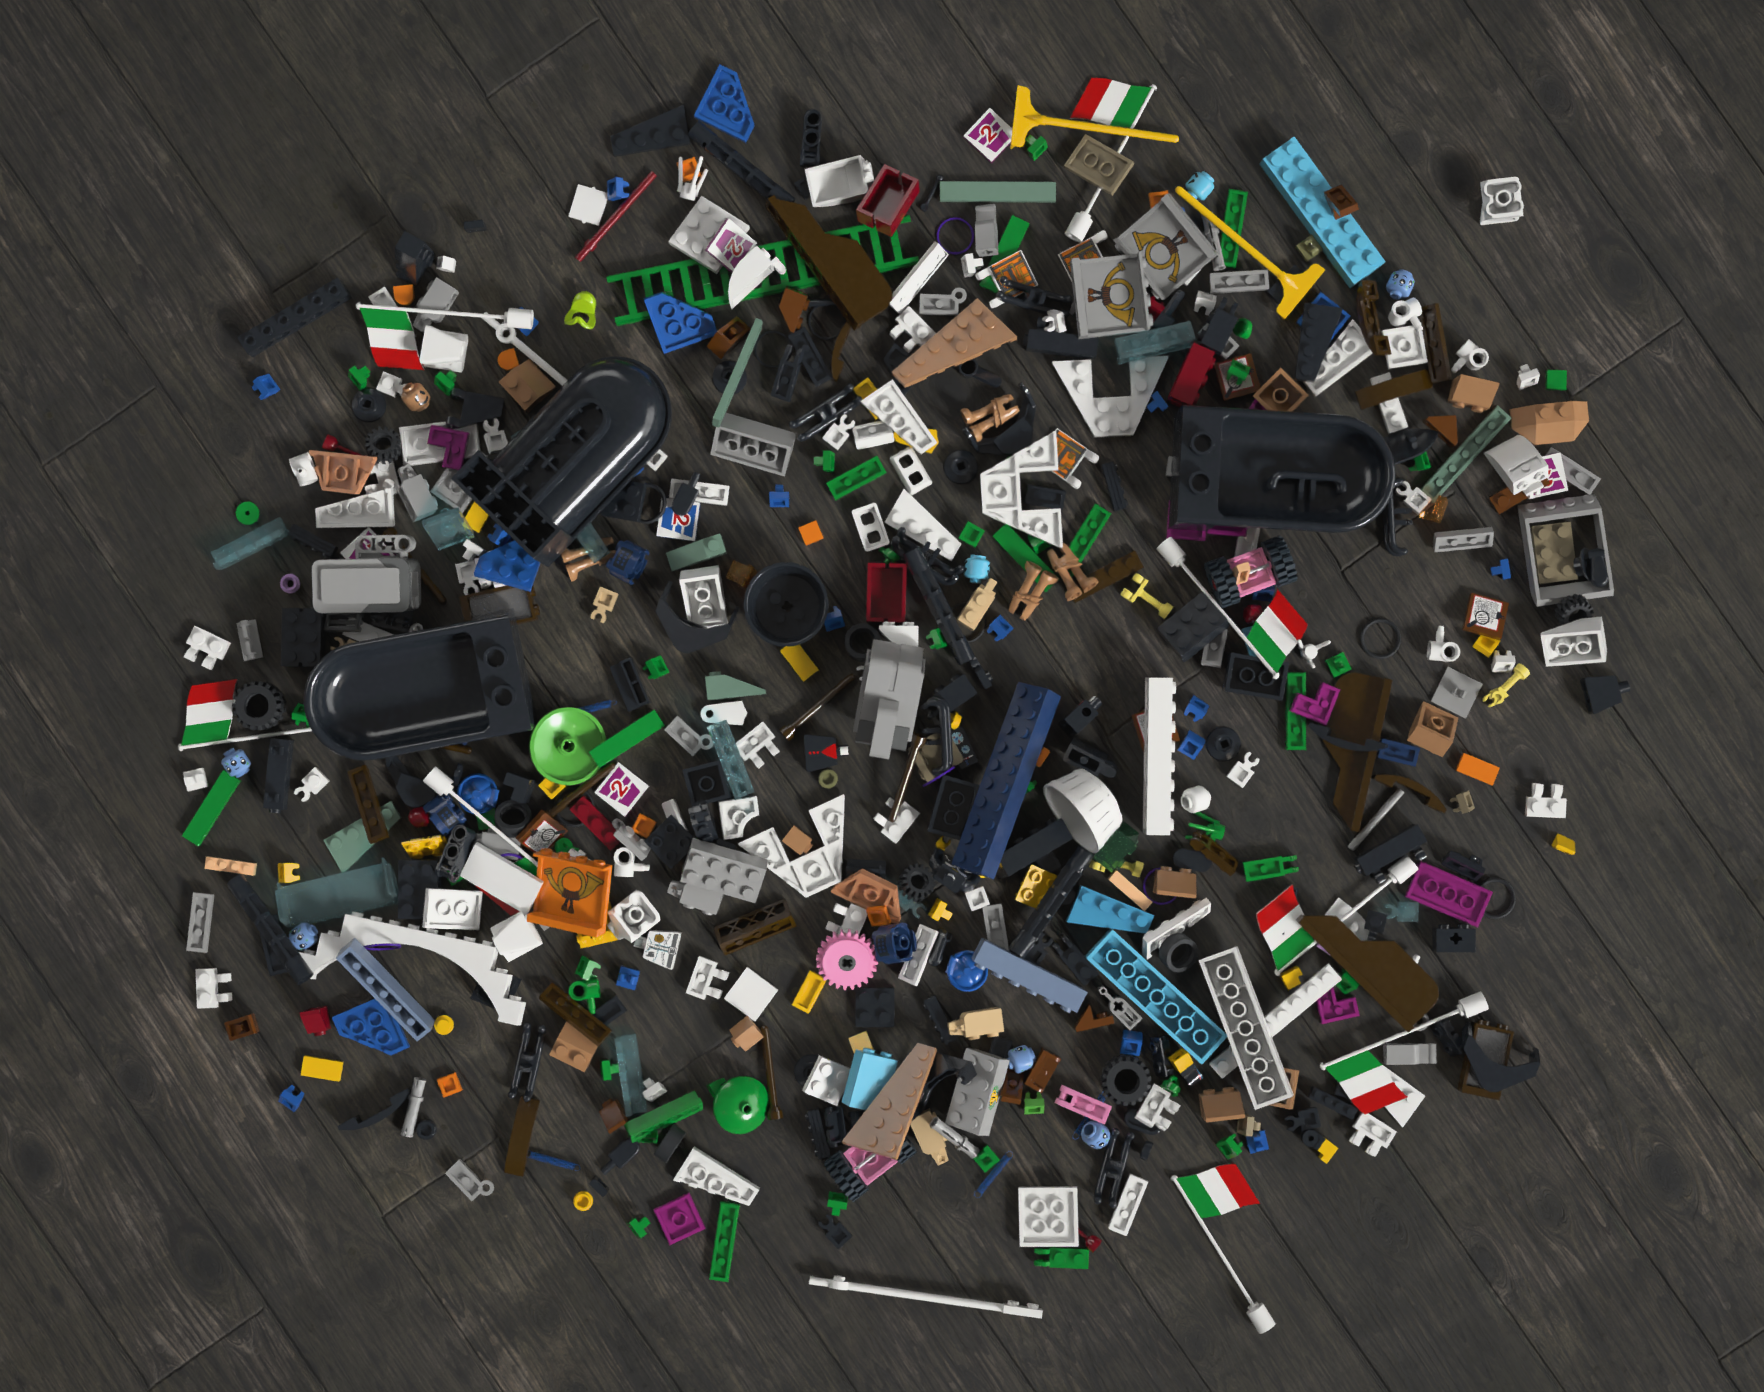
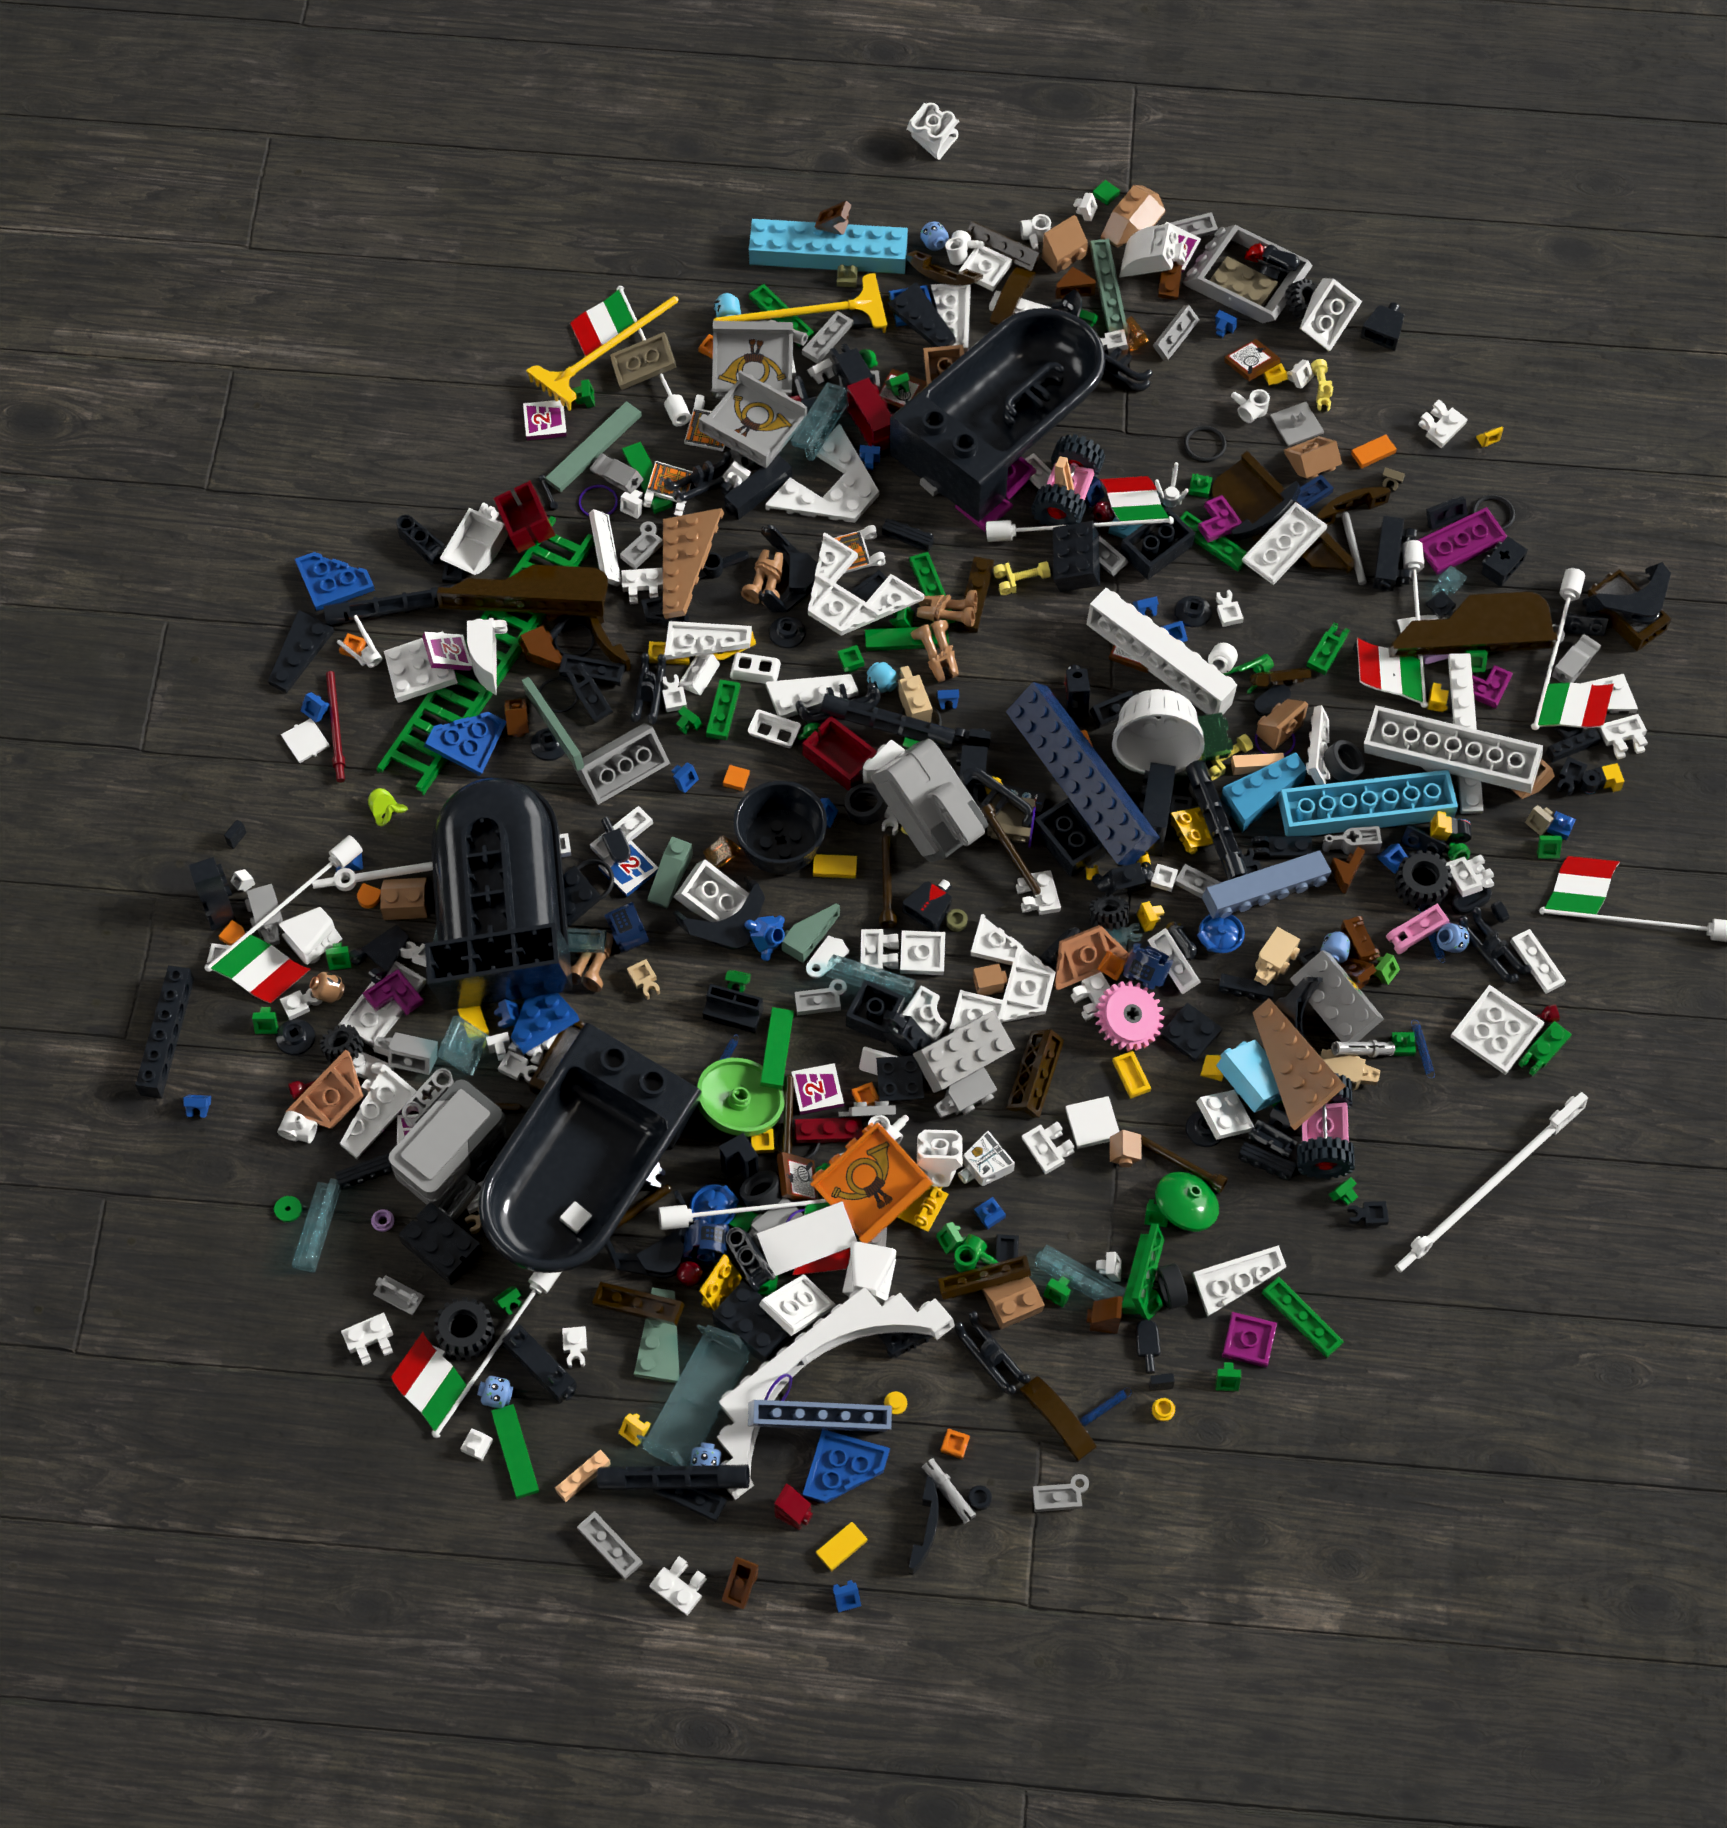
camera: 50 degrees left, 25 degrees down
(384, 716) = (575, 1217): none -> white tile
(450, 492) = (431, 1020): light grey tile -> none
(703, 661) = (766, 934): none -> blue rock
(781, 777) = (922, 952): none -> white plate
(1221, 1105) = (1506, 824): medium nougat slope -> none
(1332, 769) = (1284, 543): none -> white tile
(1591, 540) = (1255, 252): none -> red piece

